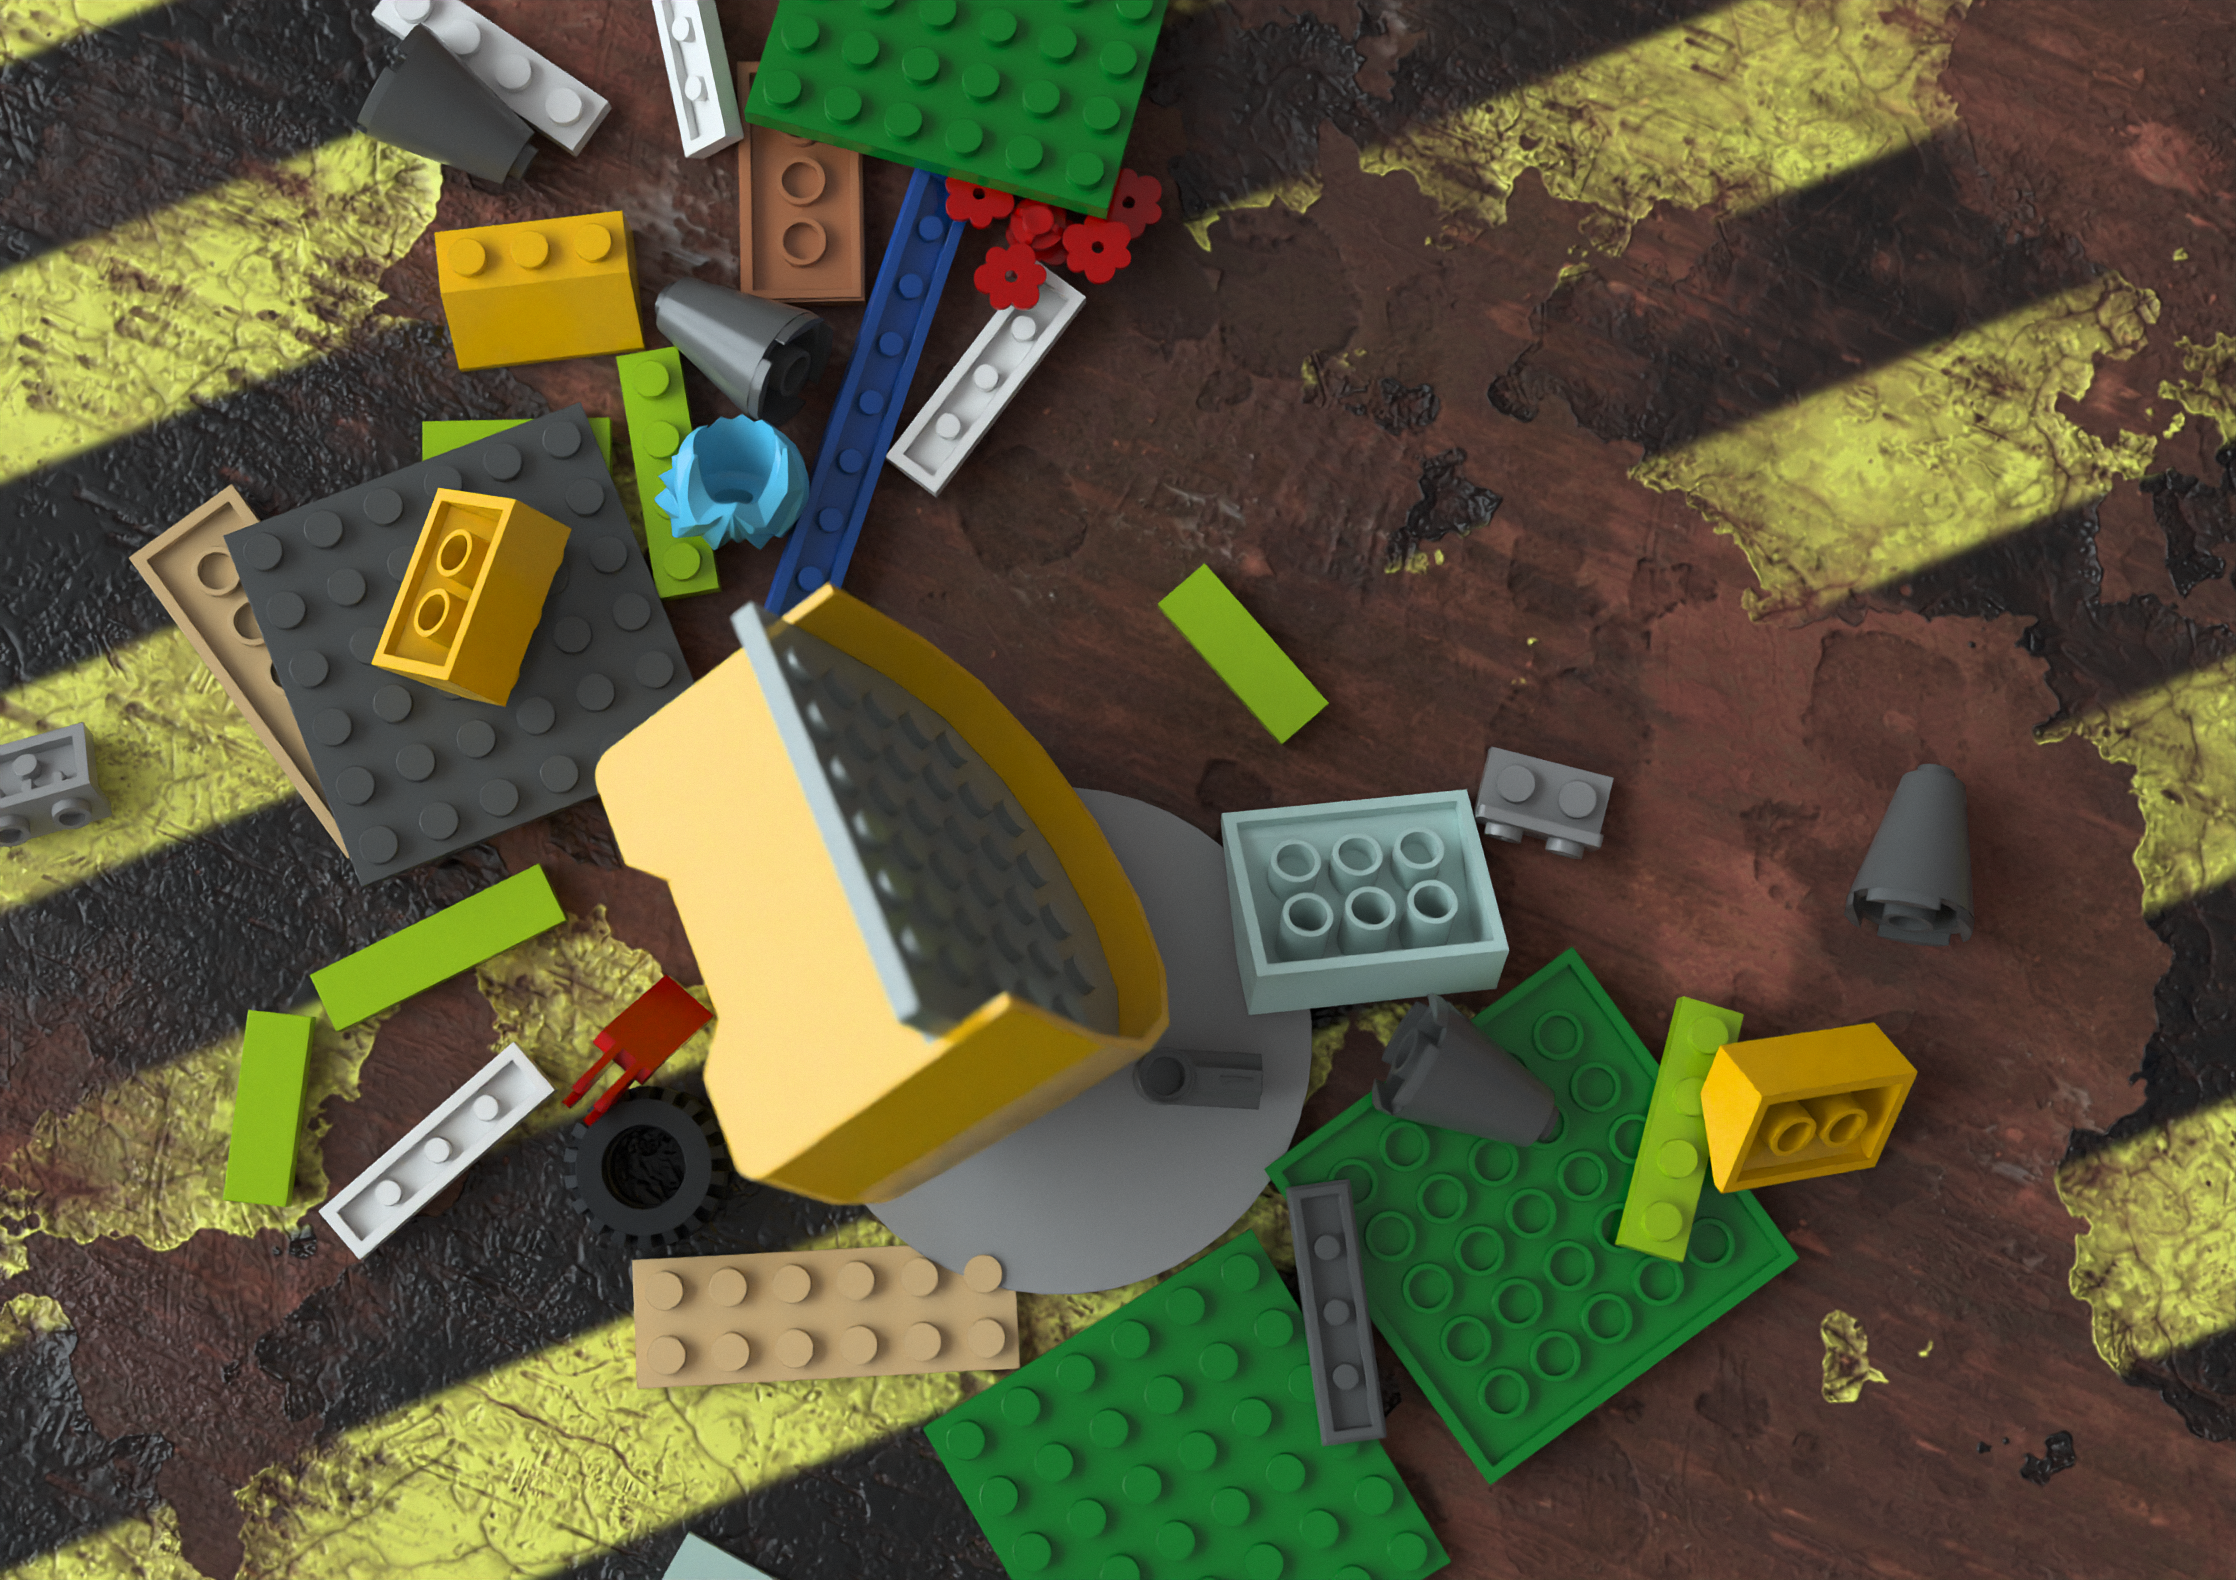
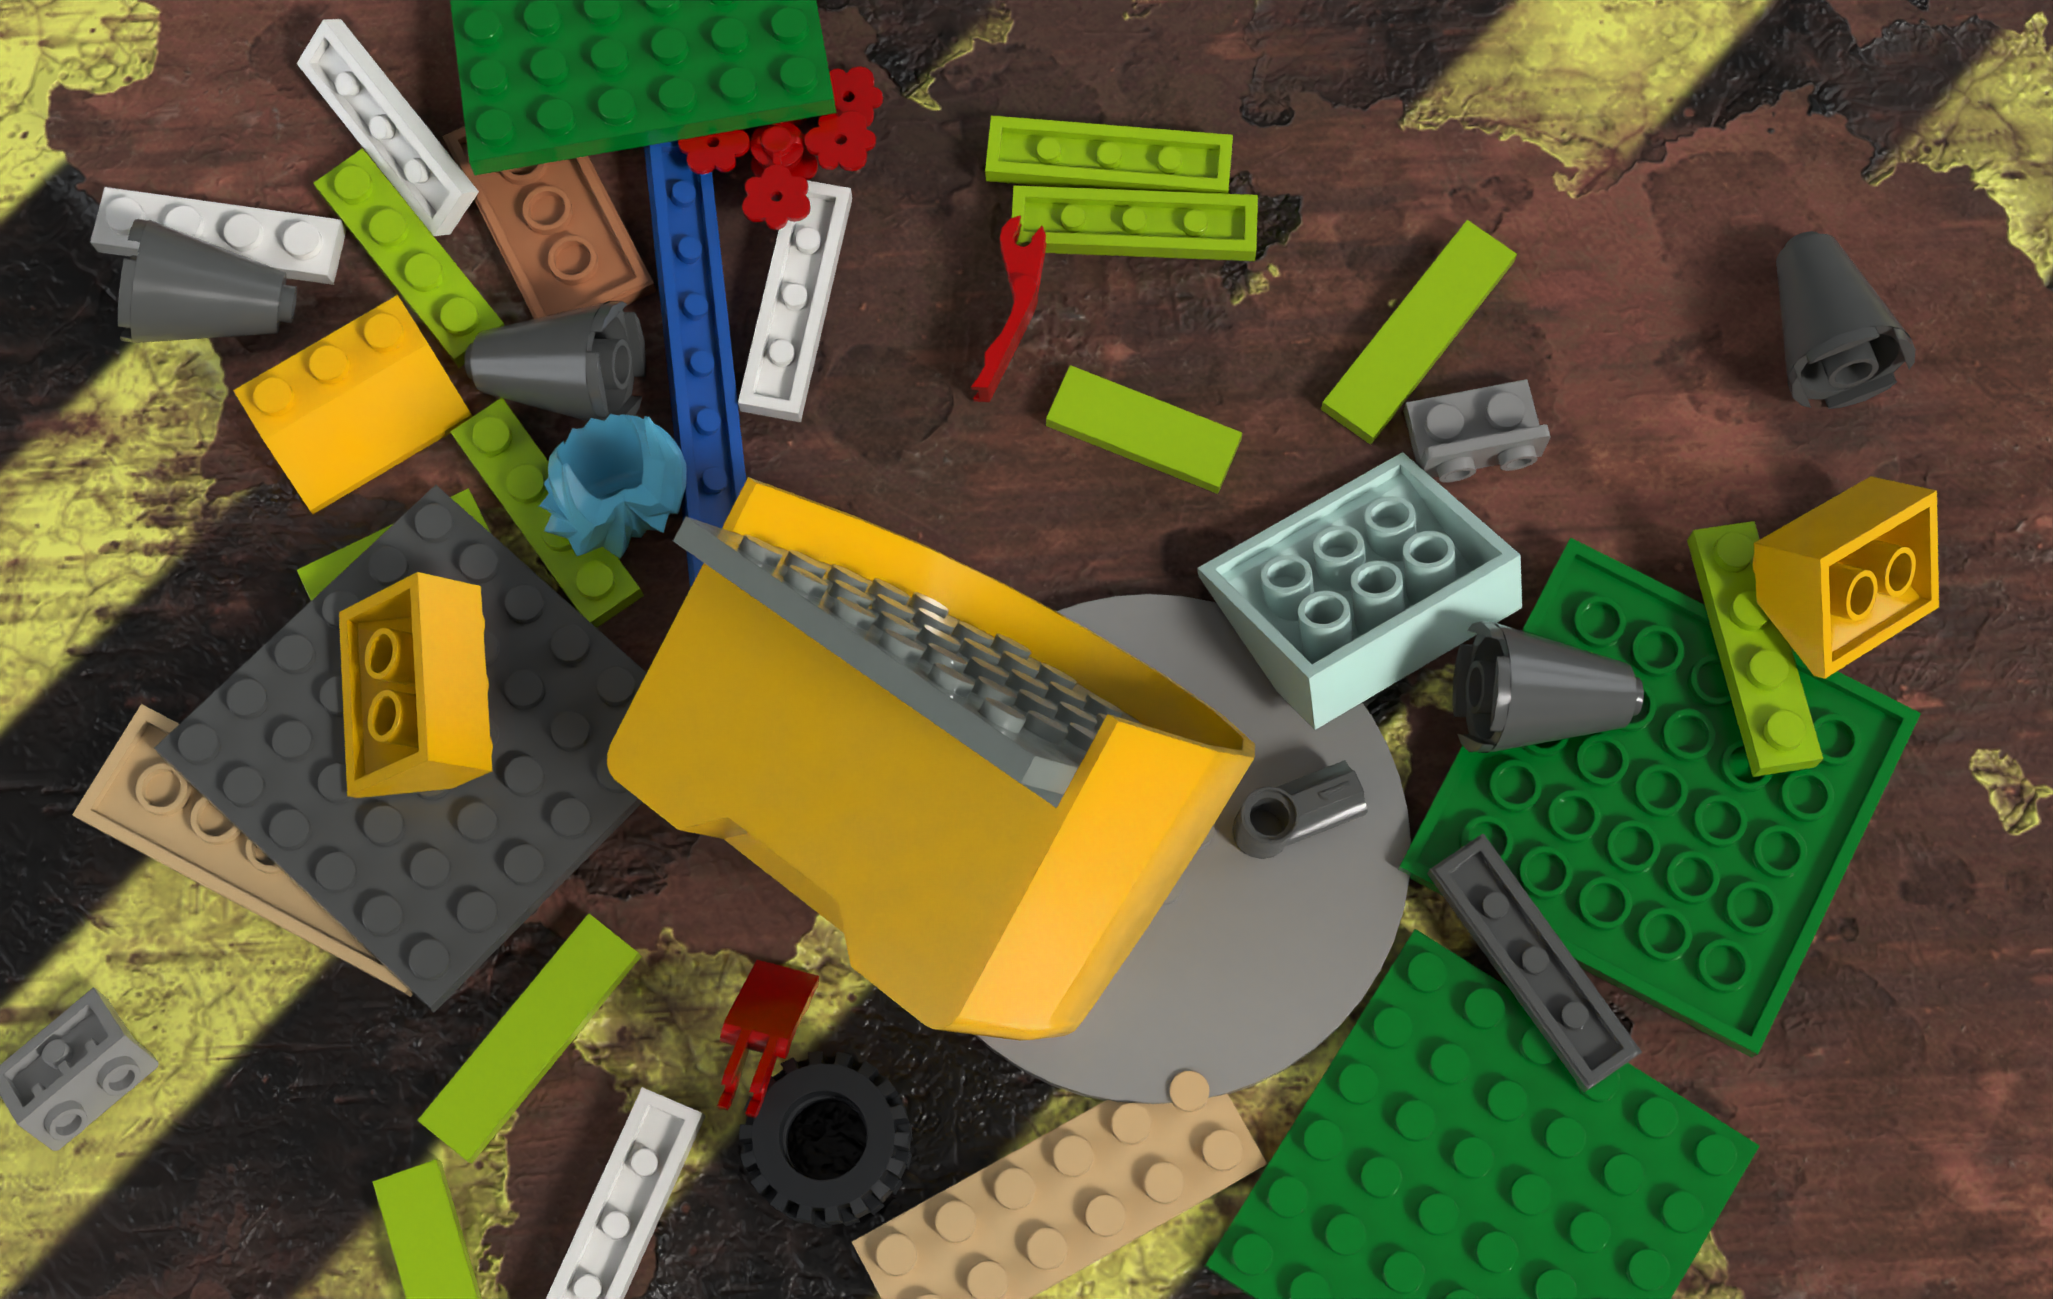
camera: 20 degrees left, 10 degrees down
(655, 164) = (407, 254): none -> lime plate
(1201, 462) = (1024, 275): none -> red arm
(1330, 454) = (1139, 222): none -> lime plate
(1339, 379) = (1106, 156): none -> lime plate
(1540, 683) = (1418, 332): none -> lime tile

